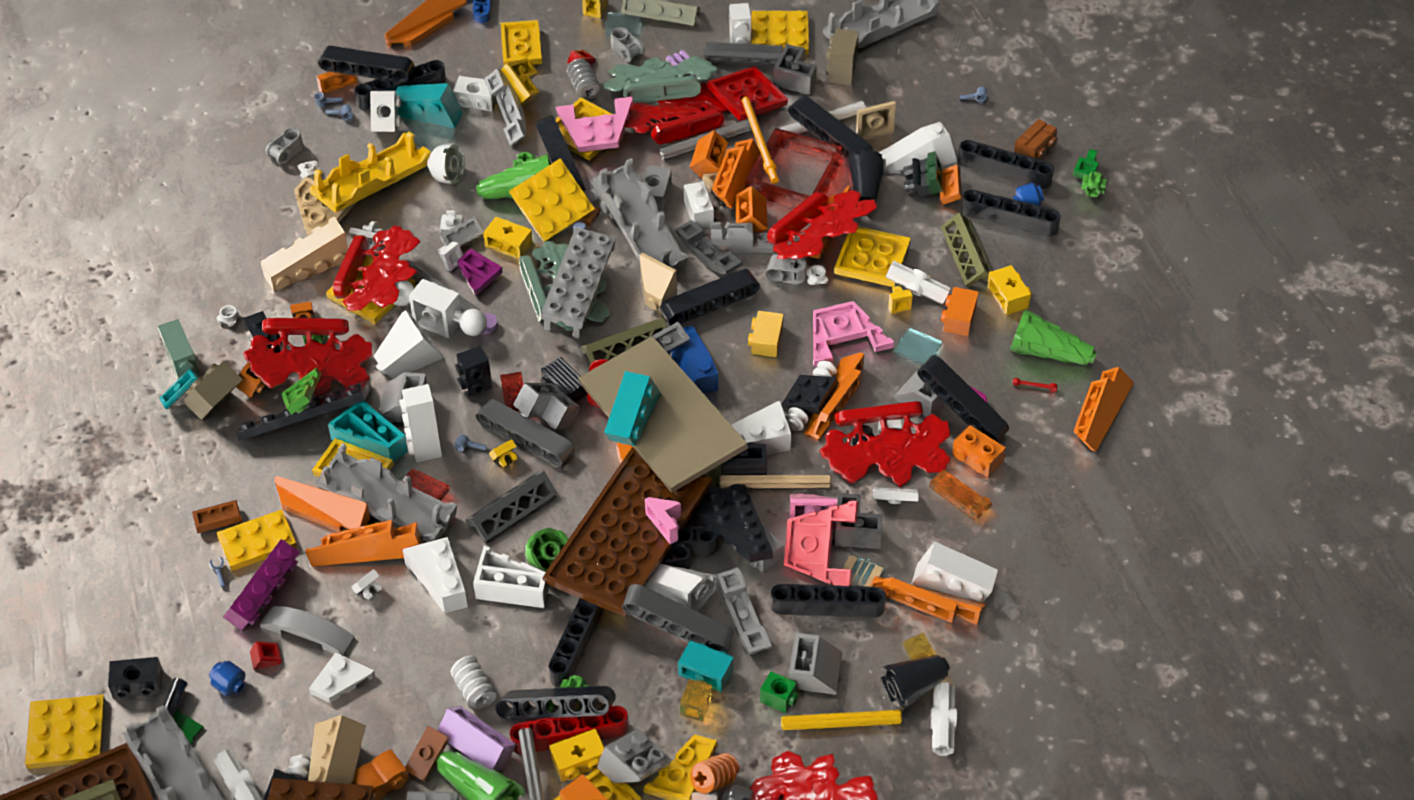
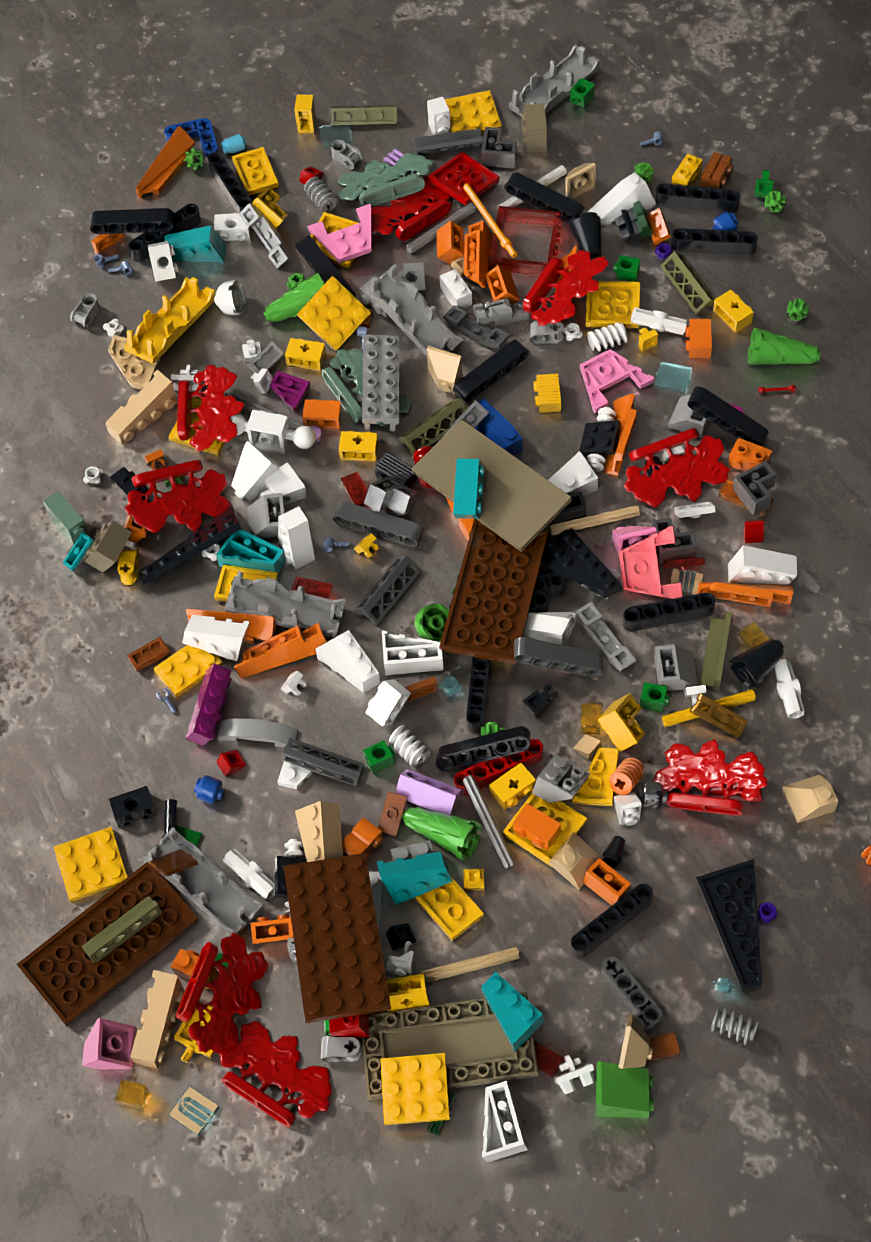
camera: 10 degrees left, 10 degrees up
(150, 745) = (173, 862): none -> reddish brown piece
(230, 417) = (128, 566): none -> yellow piece
(297, 512) = (216, 636): none -> white wedge
(301, 392) = (184, 532): bright green wing -> none
(325, 419) = (207, 552): none -> white plate
(366, 680) = (322, 765): none -> dark grey fence
(432, 694) = (378, 764): none -> green brick
(437, 367) = (286, 482): none -> white torso
(454, 16) = (198, 157): none -> bright green gear
(464, 627) = (387, 702): none -> white brick
(473, 371) = (320, 480): black brick -> none
(487, 44) = (228, 181): none -> black beam
(504, 303) = (322, 413): none -> orange brick
(506, 622) = (422, 688): none -> dark orange tile
(507, 12) = (233, 144): none -> medium azure brick
(532, 345) = (358, 446): none -> yellow brick
(542, 622) = (450, 681): none -> clear light blue plate
(641, 667) = (538, 702): none -> black plate
(664, 515) = (520, 573): bright pink slope -> none
(682, 731) = (587, 746): none -> tan slope
(706, 664) = (590, 688): teal brick -> none
(727, 711) = (620, 722): none -> yellow brick
(829, 698) = (694, 691): none -> white tile
(849, 730) = (719, 716): none -> pearl gold plate
(854, 287) = (607, 336): none -> white piece
(863, 551) = (684, 564): none -> clear red plate
(869, 659) = (715, 652): none -> olive fence
(901, 221) = (627, 268): none -> green brick
(909, 32) = (582, 92): none -> green brick
(948, 211) = (663, 251): none -> dark purple plate
(953, 125) = (645, 171): none -> bright green gear
(957, 533) = (753, 531): none -> red slope
(969, 480) = (753, 487): none -> flat silver brick
(1002, 133) = (688, 171): none -> yellow brick
(1084, 303) = (797, 309): none -> bright green gear
(1102, 406) = (835, 396): orange wedge -> none

